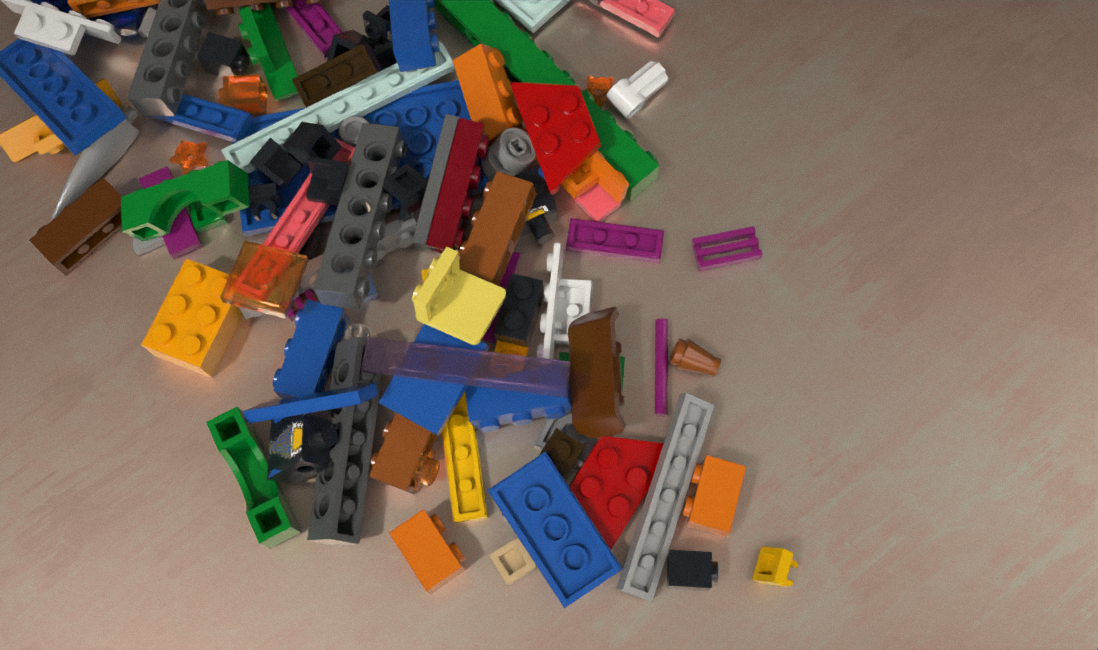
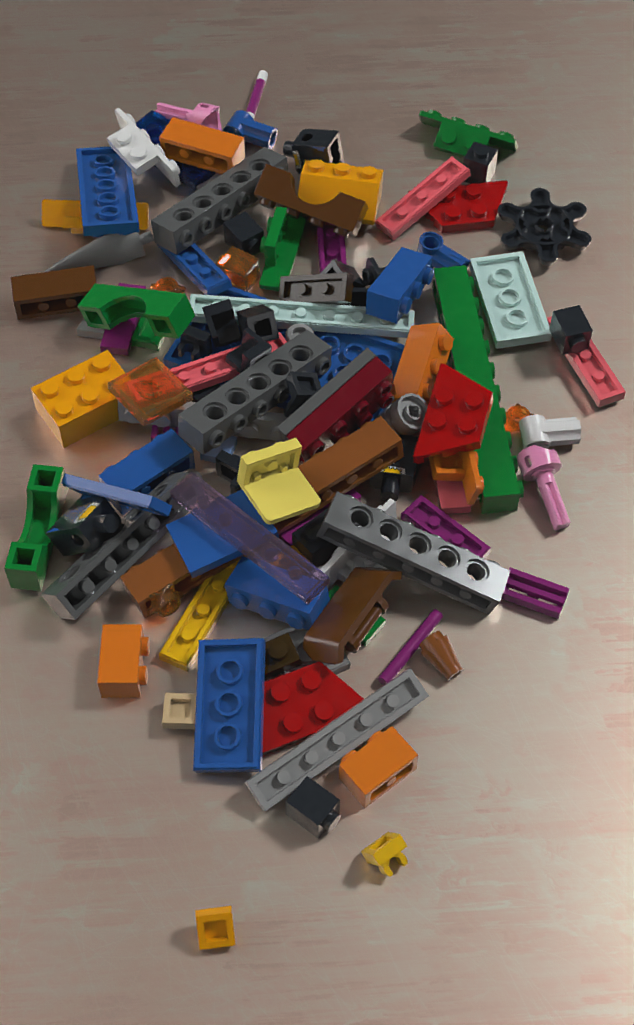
camera: 30 degrees right, 15 degrees down
(391, 300) = (227, 468): none -> black bracket
(536, 304) = (366, 541): none -> dark grey brick
(654, 126) = (543, 467): none -> bright pink piece

